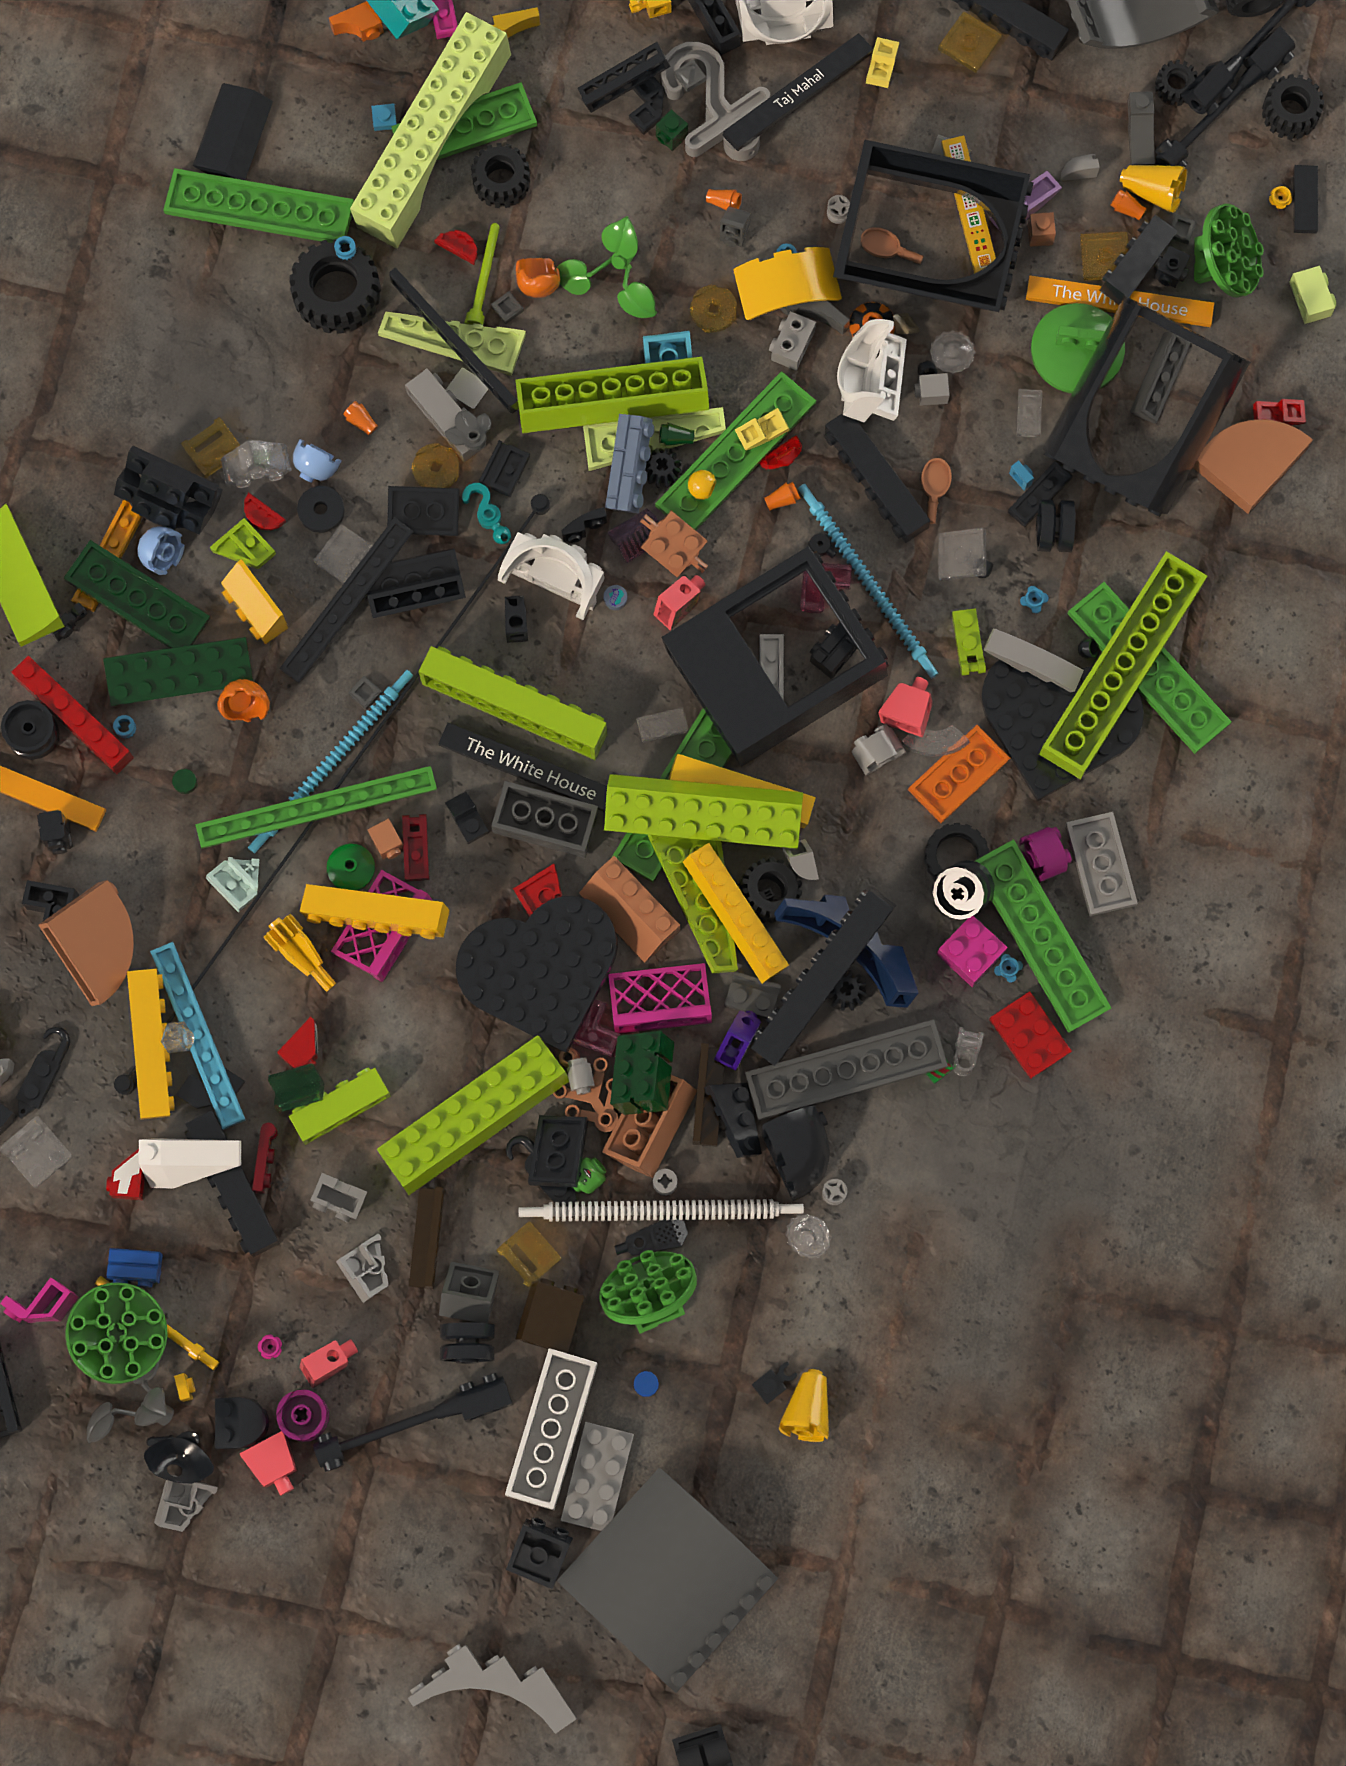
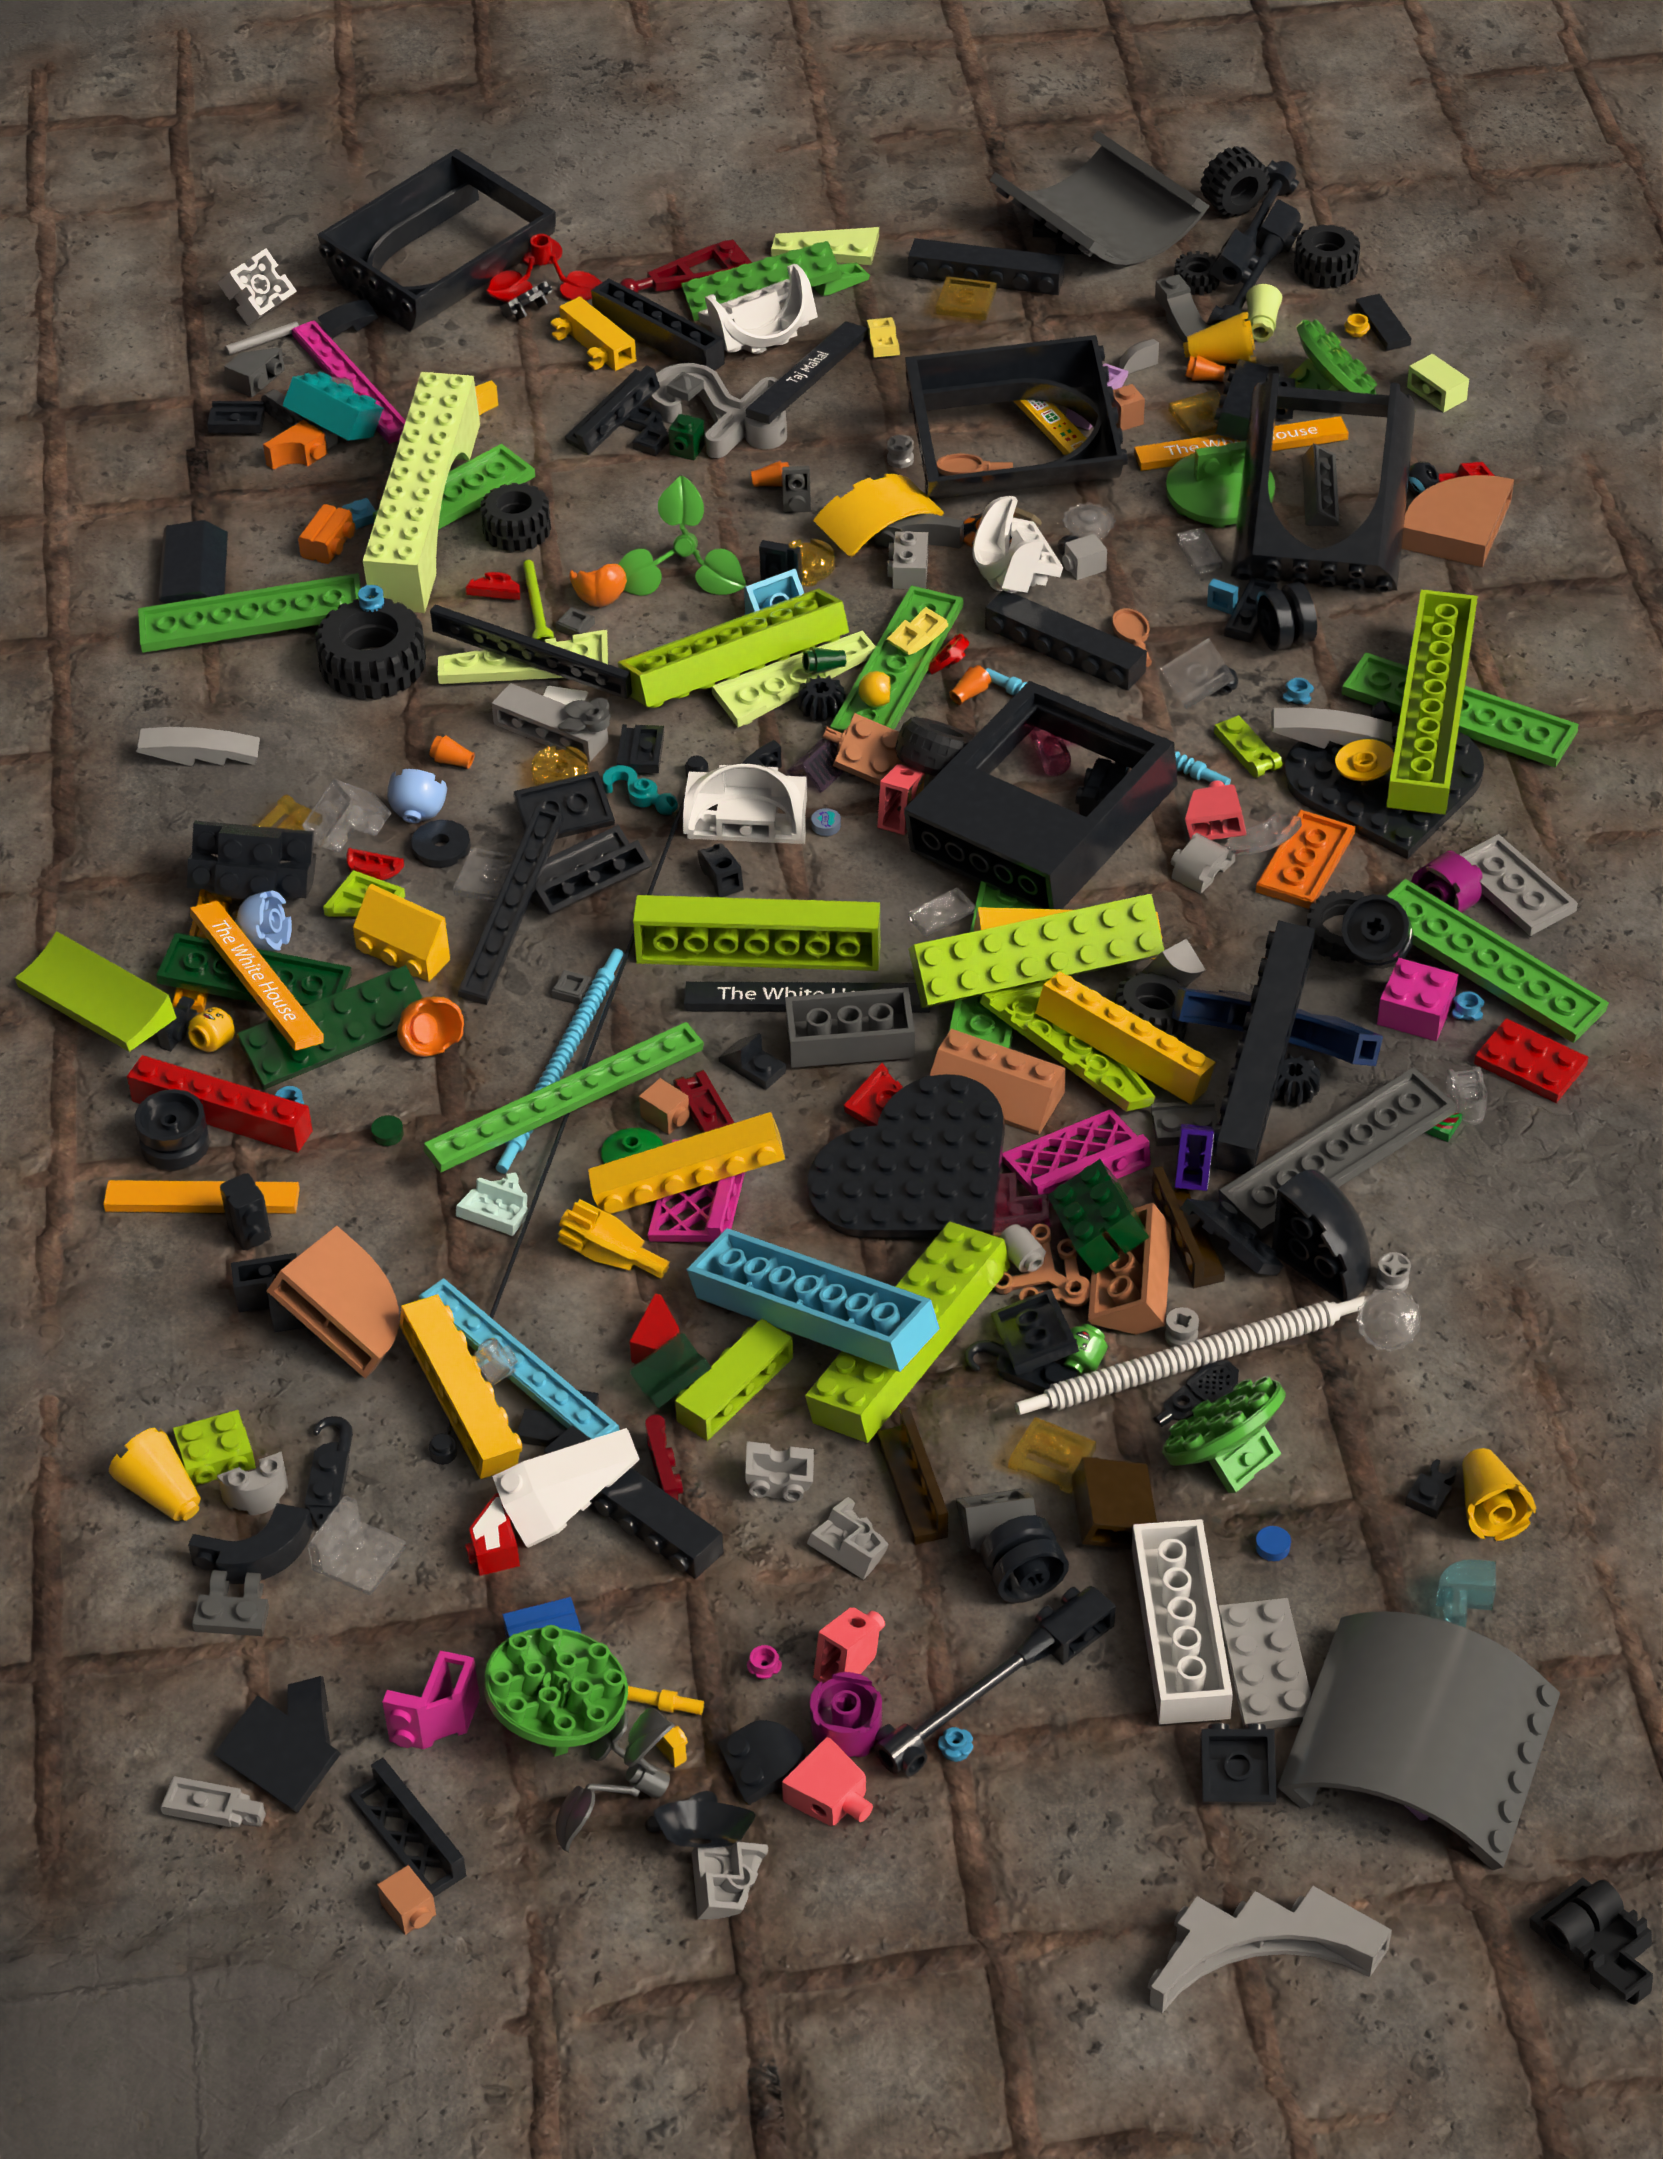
camera: 20 degrees left, 30 degrees down
(89, 639) = (211, 1029): none -> yellow head
(132, 609) = (257, 975): none -> light orange tile
(172, 338) = (191, 743): none -> light grey slope
(347, 136) = (326, 534): none -> orange brick
(372, 1464) = (953, 1751): none -> dark azure plate
(409, 1076) = (814, 1299): none -> medium azure brick
(629, 463) = (784, 693): sand blue brick -> none
(681, 317) = (778, 559): none -> black plate
(720, 568) = (929, 744): none -> black tyre
(755, 1472) = (1465, 1586): none -> clear light blue brick
(1042, 694) = (1364, 760): none -> yellow dish
(1206, 156) = (1263, 307): none -> yellowish green plant
(1243, 404) = (1422, 476): none -> black piece

